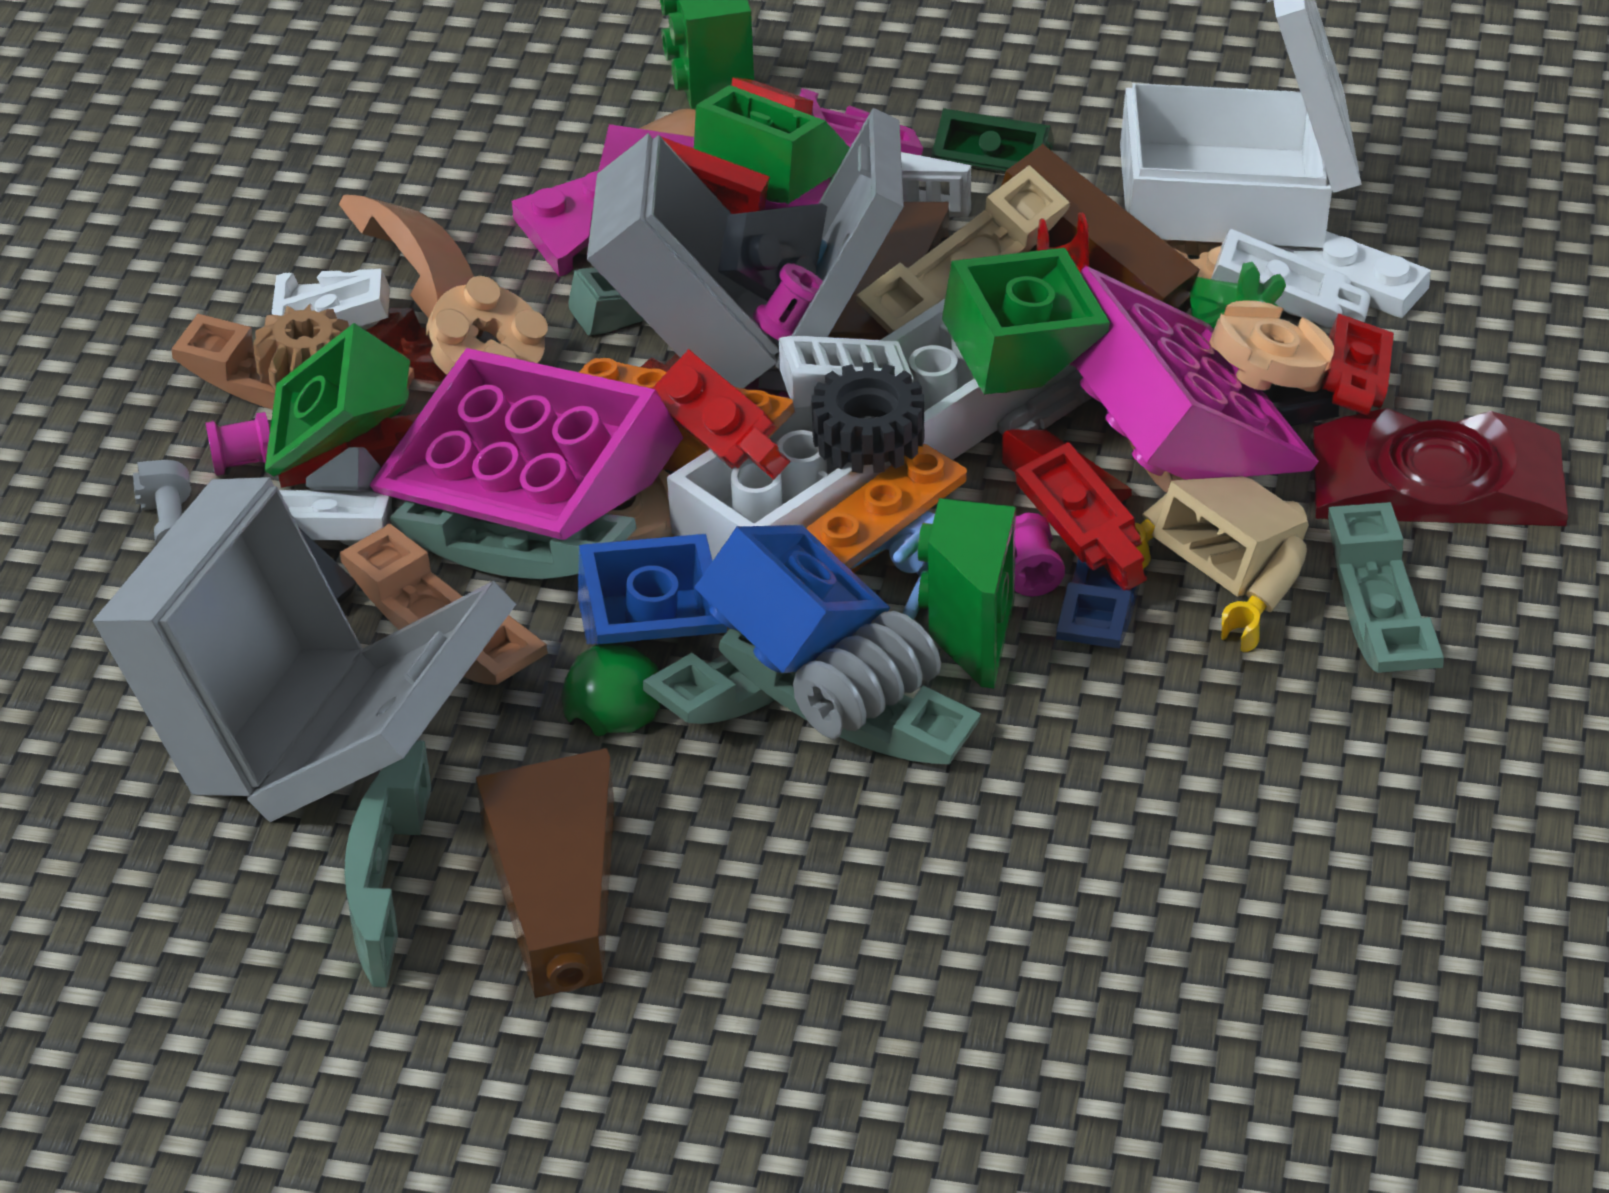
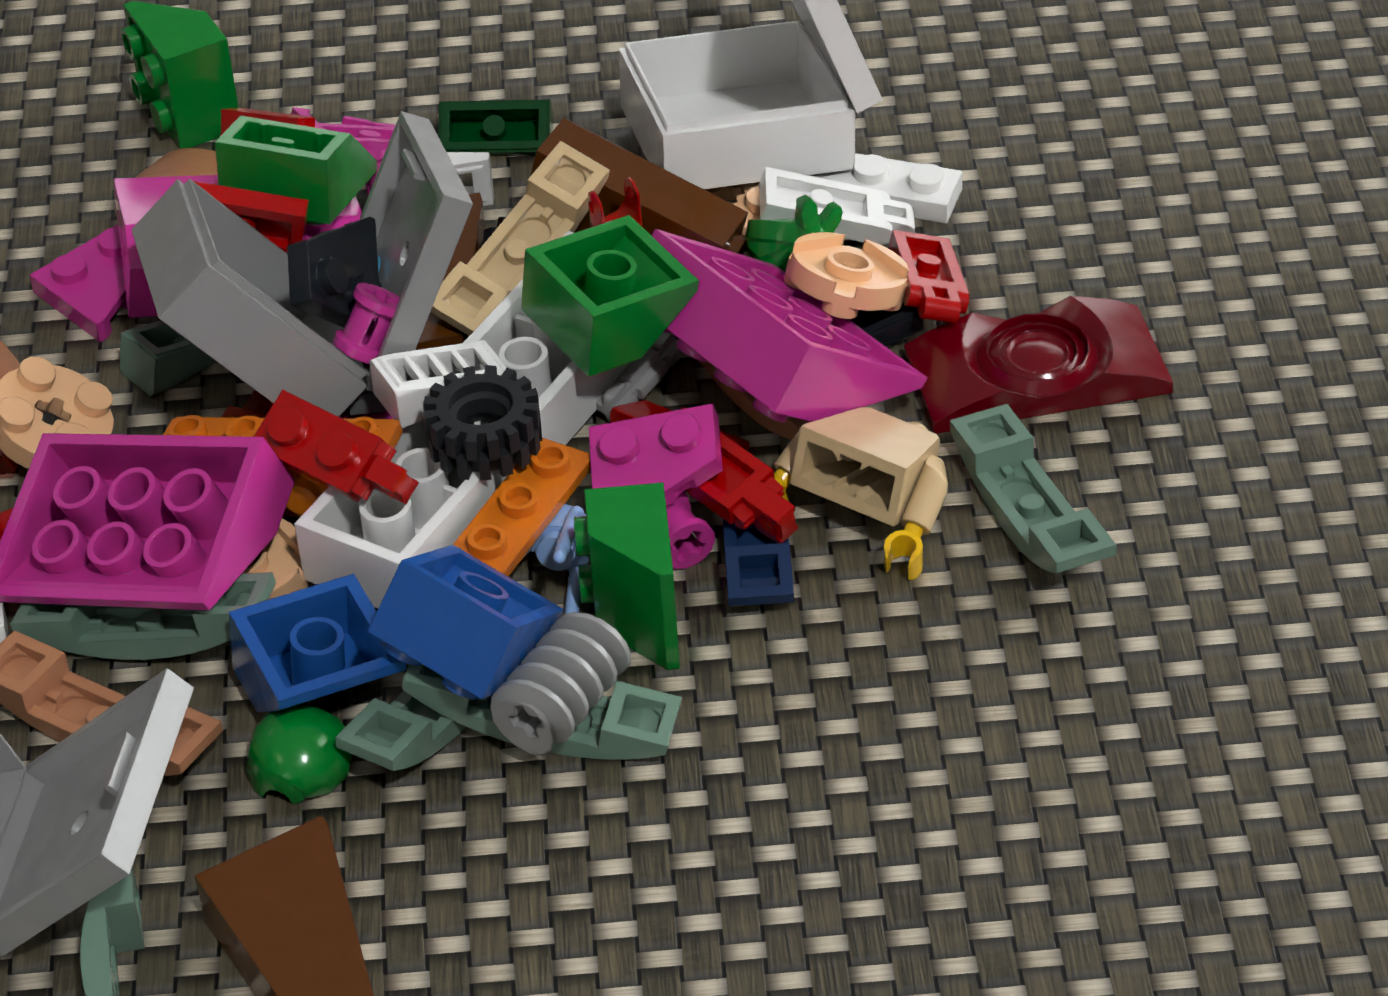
camera: 15 degrees left, 0 degrees up
(1035, 478) = (665, 447): none -> dark pink wing

